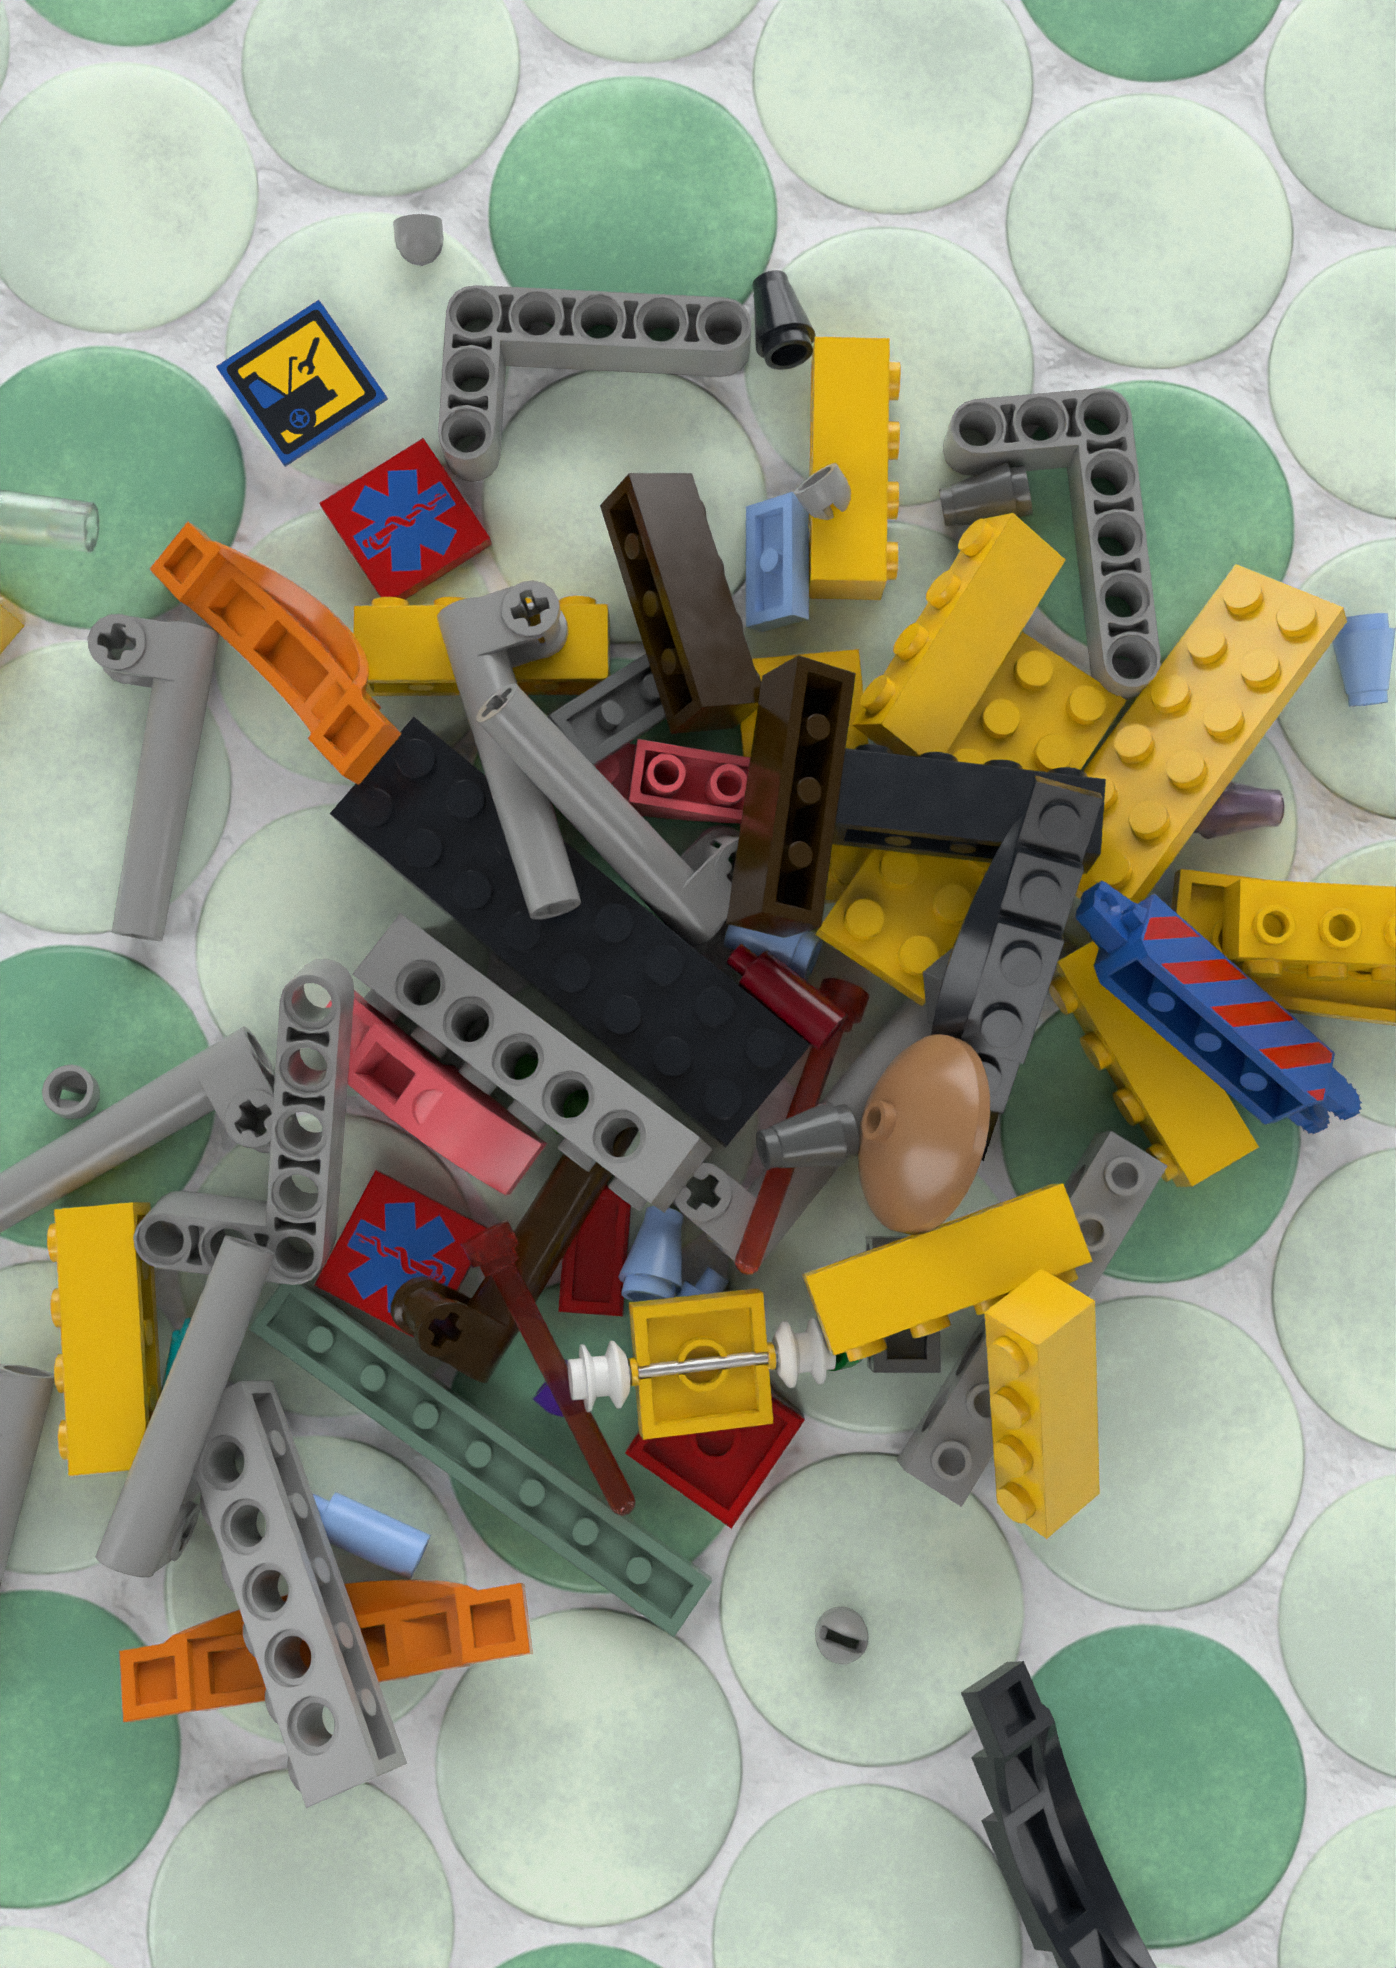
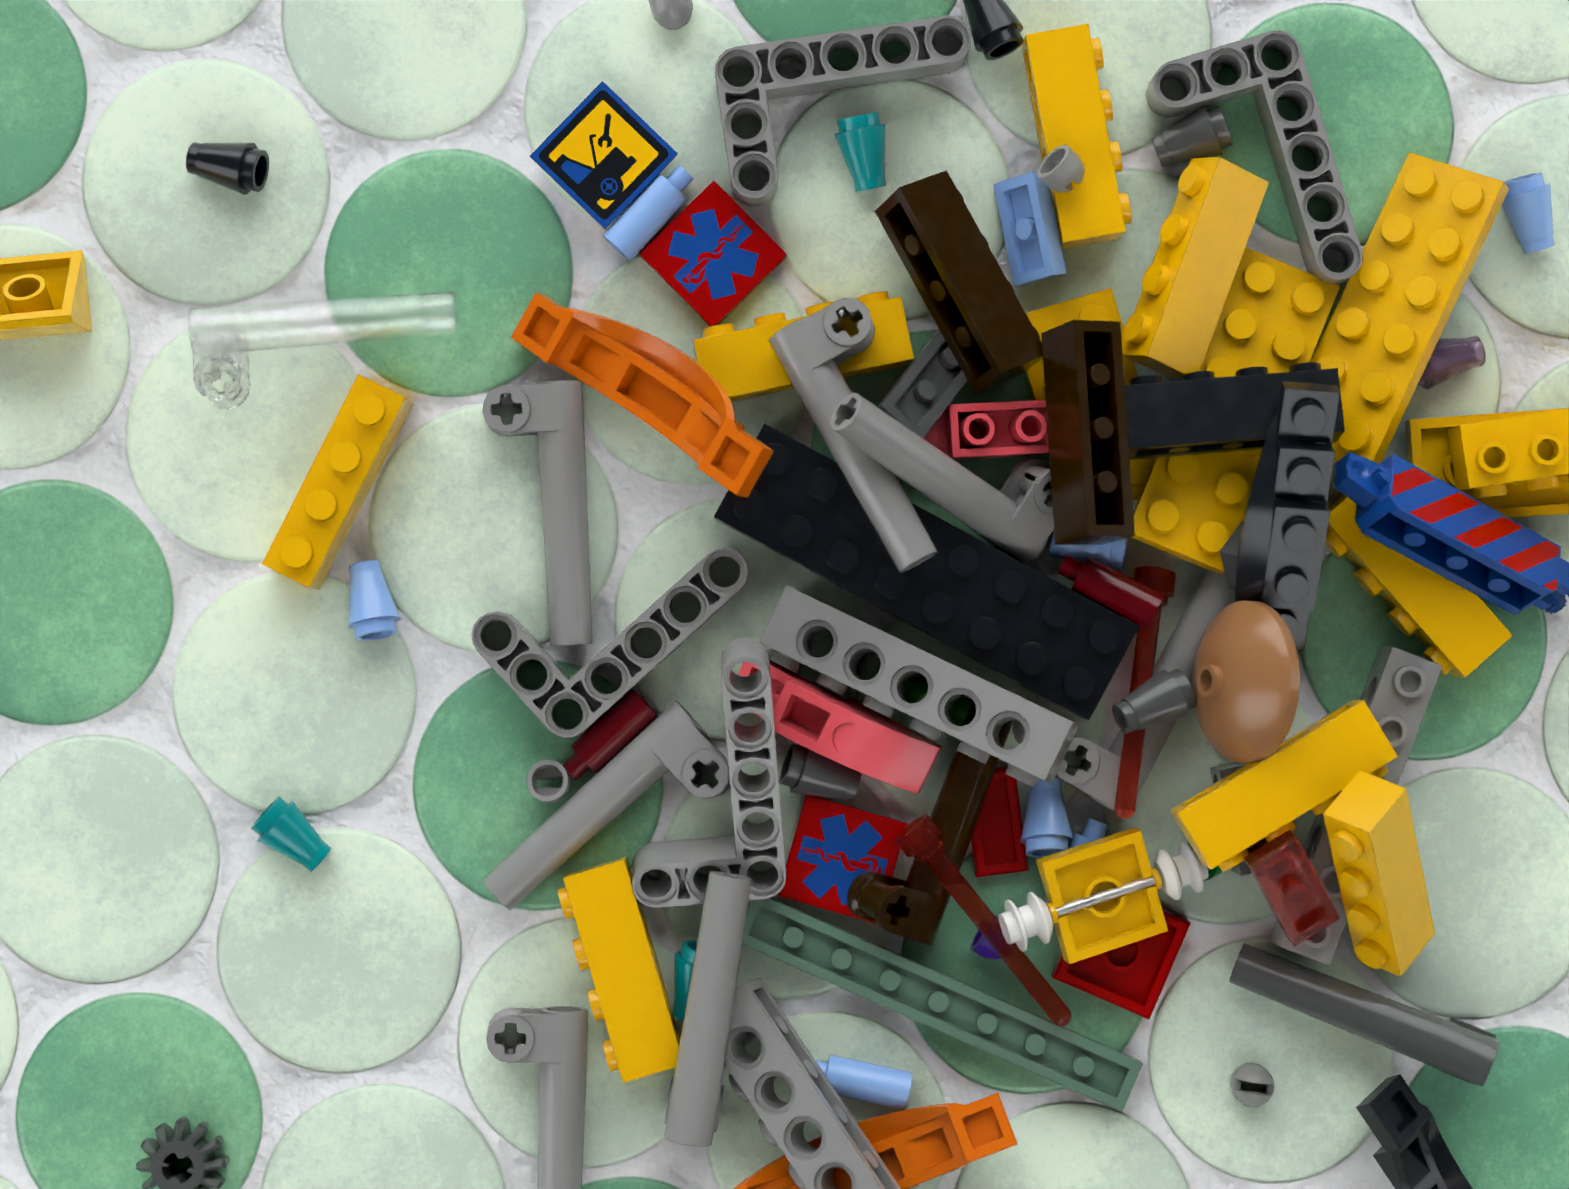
camera: 10 degrees left, 5 degrees up
(158, 1051) = (610, 734): none -> dark red cylinder
(189, 953) = (618, 652): none -> light grey beam
(340, 460) = (648, 213): none -> light blue cylinder
(394, 1151) = (818, 775): none -> dark grey cone
(603, 435) = (863, 148): none -> teal cone
(931, 1399) = (1291, 887): none -> clear red plate
(1086, 1636) = (1443, 1044): none -> dark grey axle

